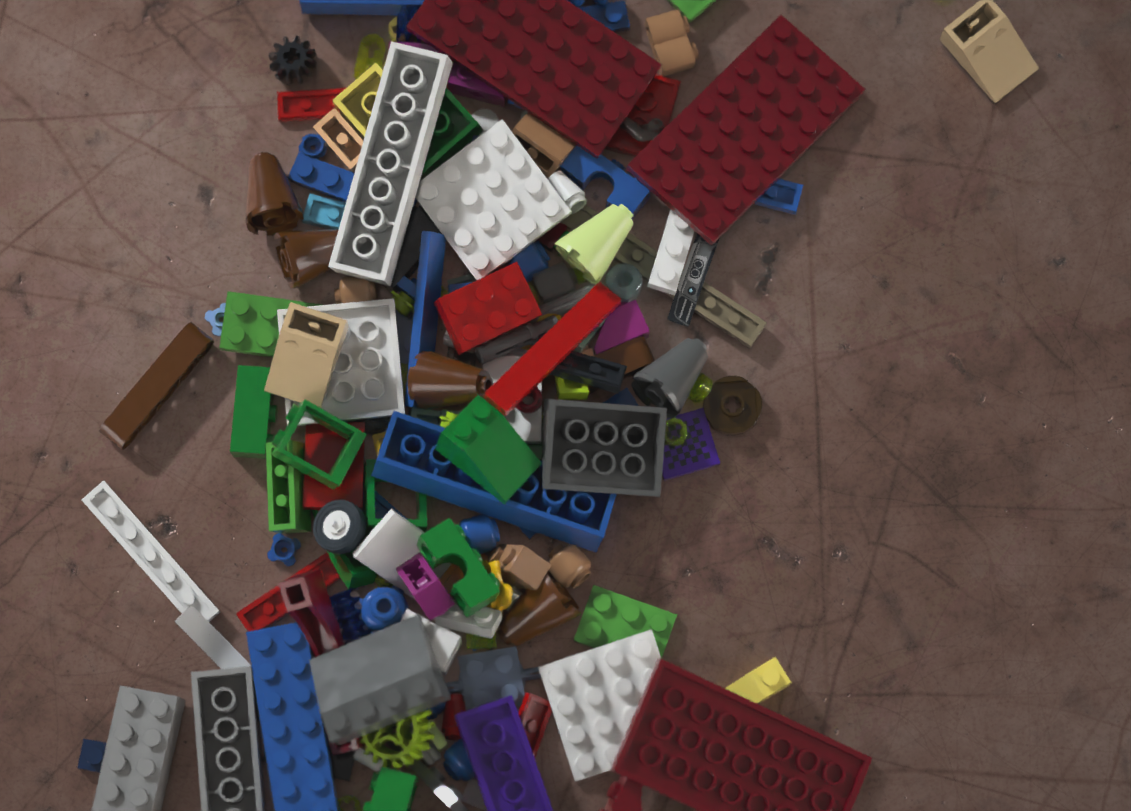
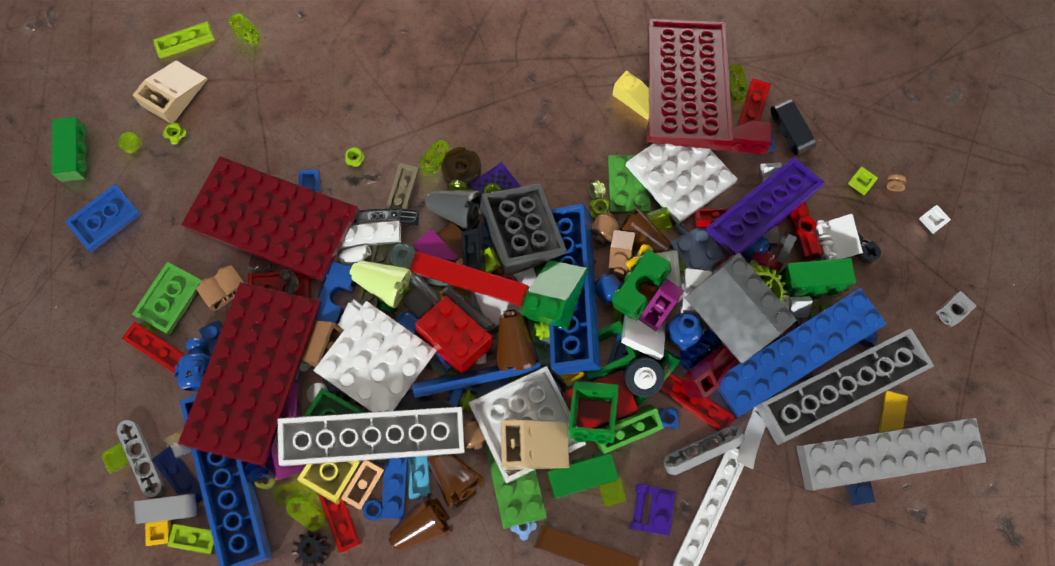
camera: 110 degrees left, 5 degrees down
(174, 493) = (660, 510): none -> dark purple plate
(217, 443) = (612, 493): none -> clear neon green tile
(228, 575) = (702, 447): none -> light grey beam
(339, 66) = (302, 516): none -> clear neon green beam
(359, 780) = (800, 306): none -> white tile
(434, 757) = (768, 260): none -> dark red plate
(553, 645) = (660, 218): none -> clear neon green tile
(602, 565) = (595, 204): none -> lime plate
(630, 578) = (597, 190): none -> yellowish green plate
(652, 220) = (354, 254): none -> white cone
(683, 96) = (259, 265): none -> clear smoke tile
(767, 371) = (431, 155): none -> clear neon green beam
(804, 260) = (350, 153): none -> lime plate
(927, 32) = (171, 129): none -> lime plate
(1056, 168) = (247, 27): none -> clear neon green beam
(1071, 88) = (183, 39): none -> lime tile

